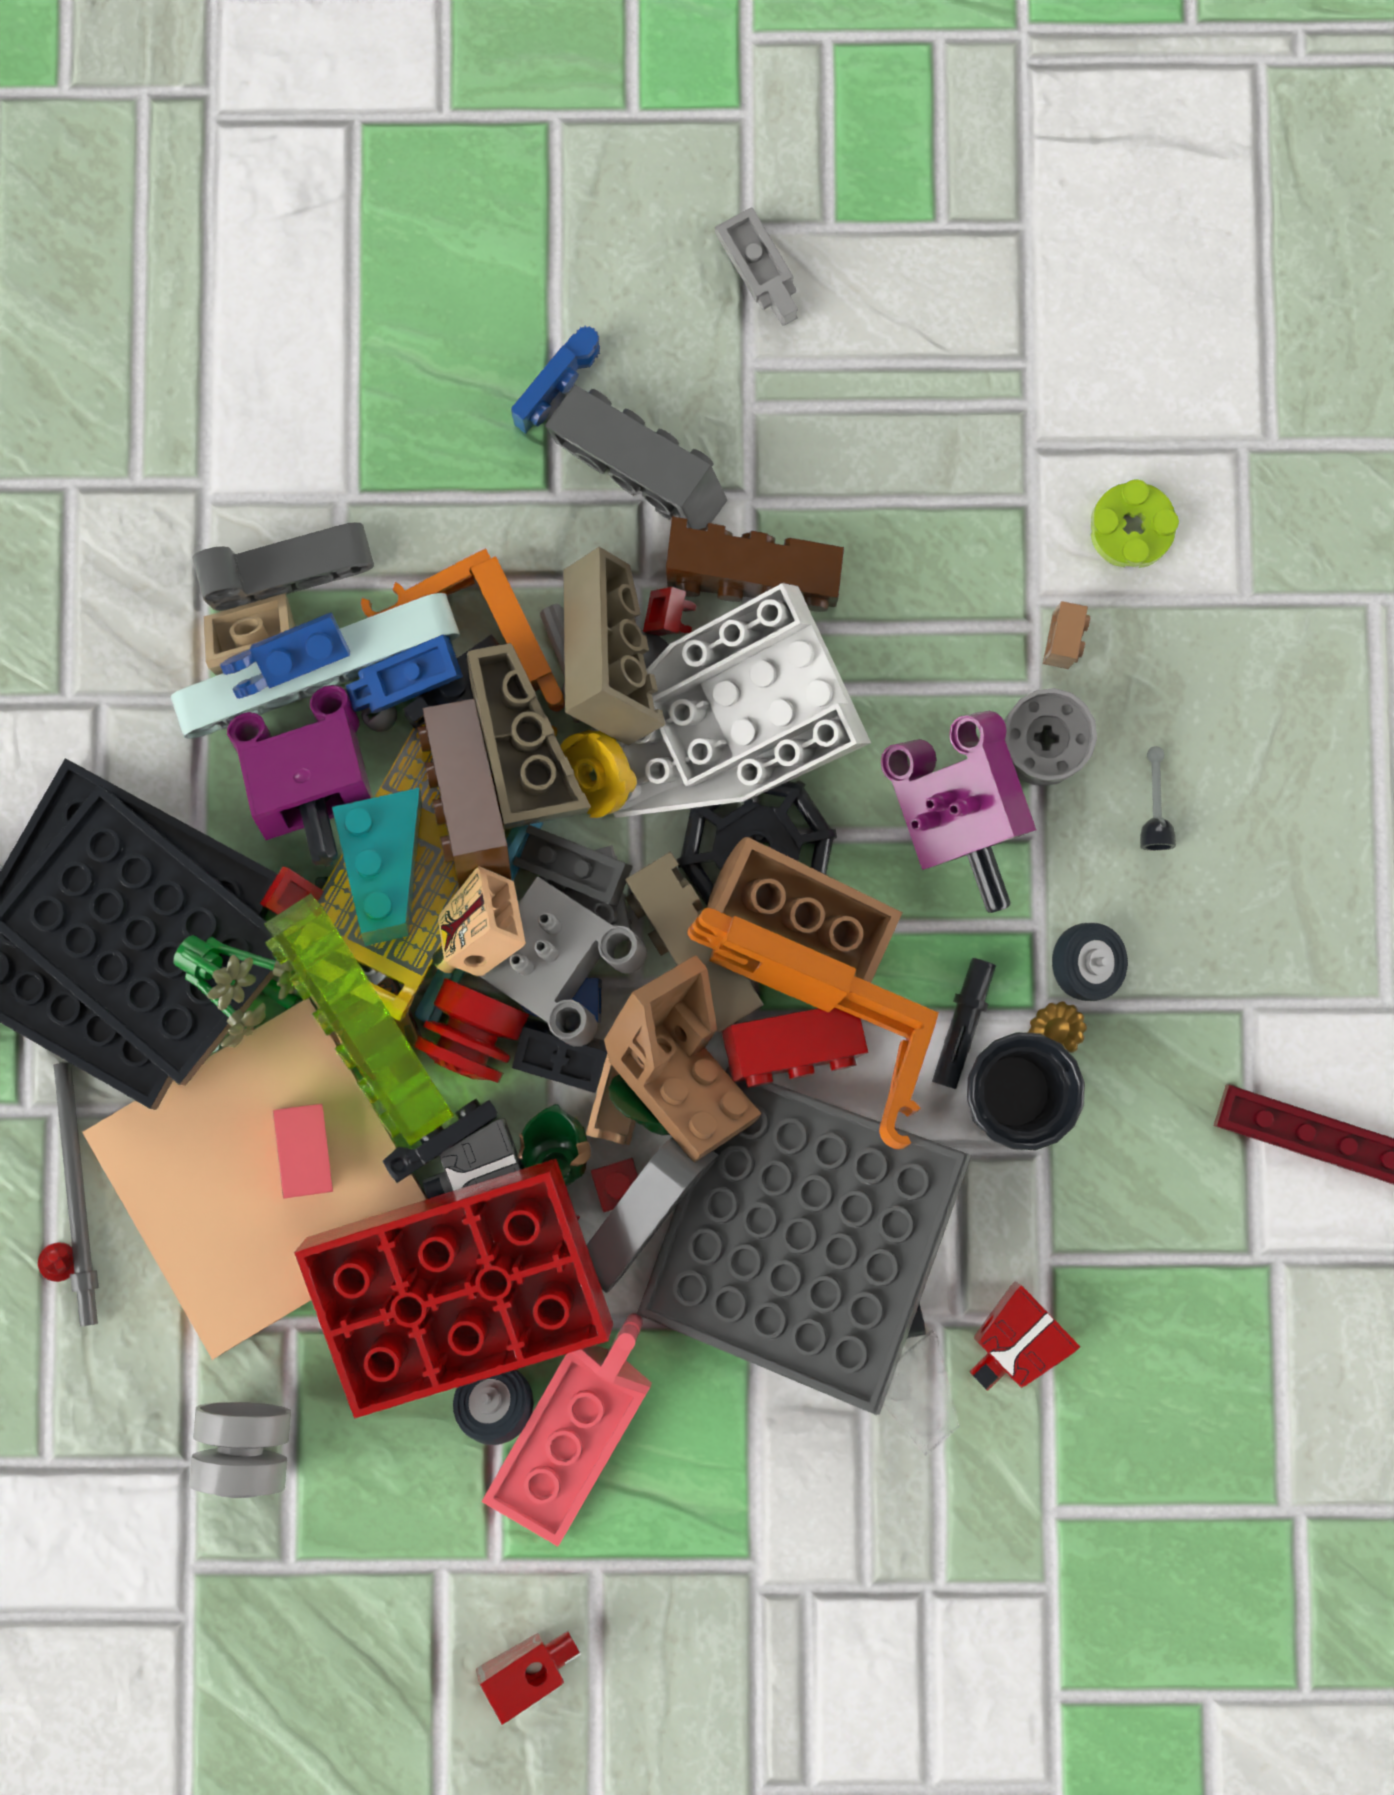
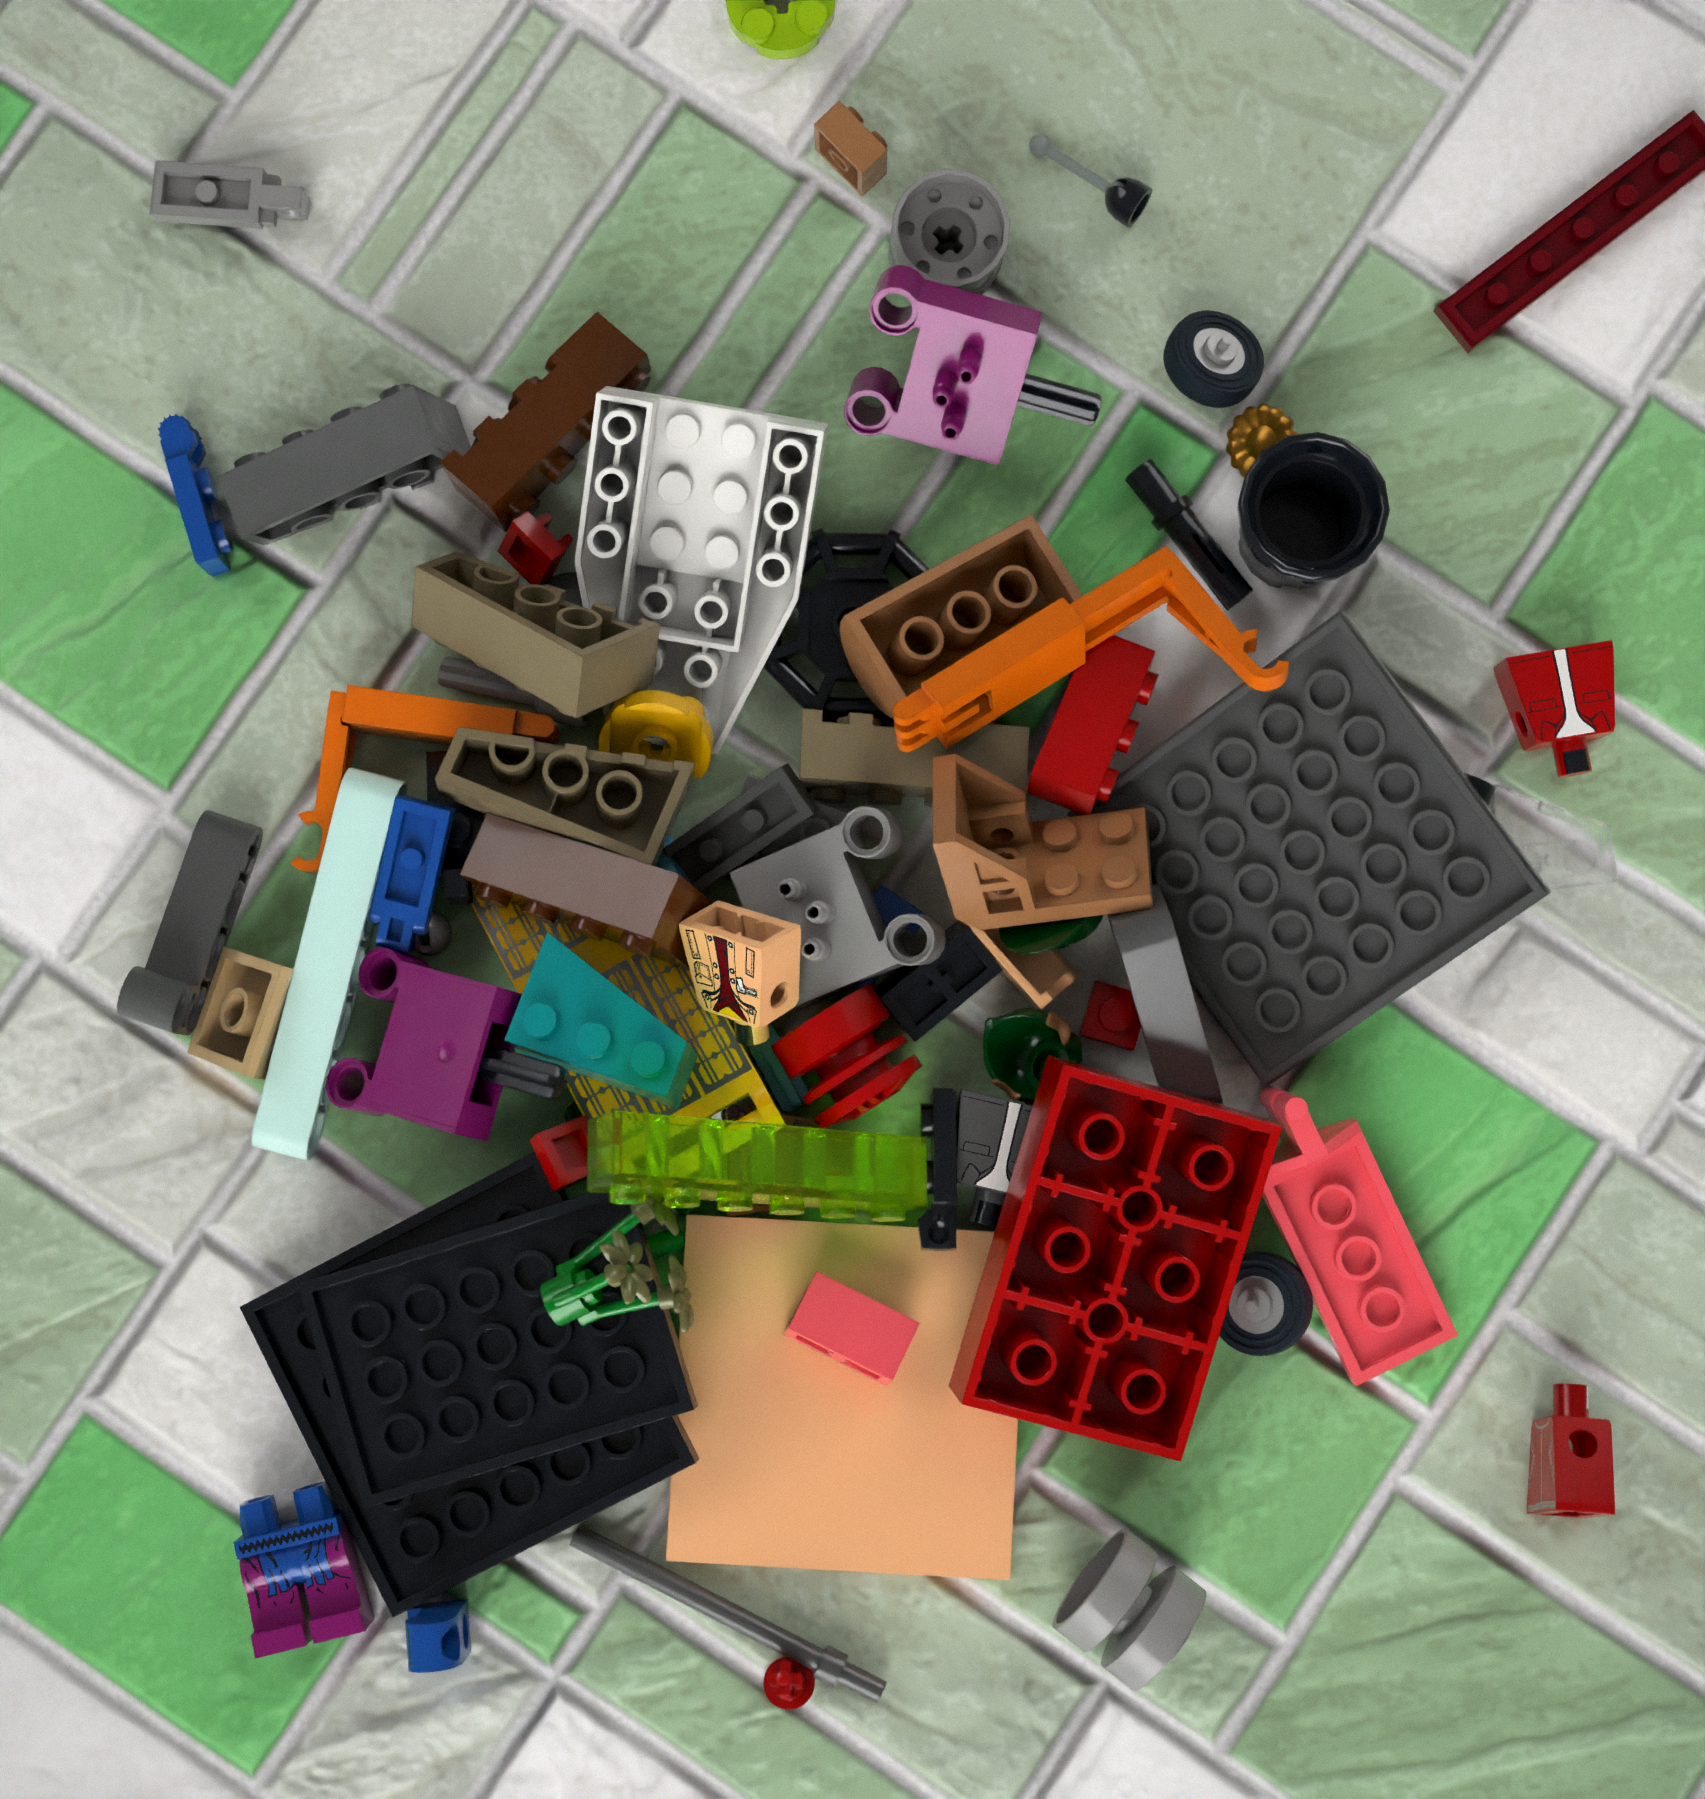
camera: 60 degrees left, 0 degrees up
(289, 655) = (301, 979): blue hinge -> none

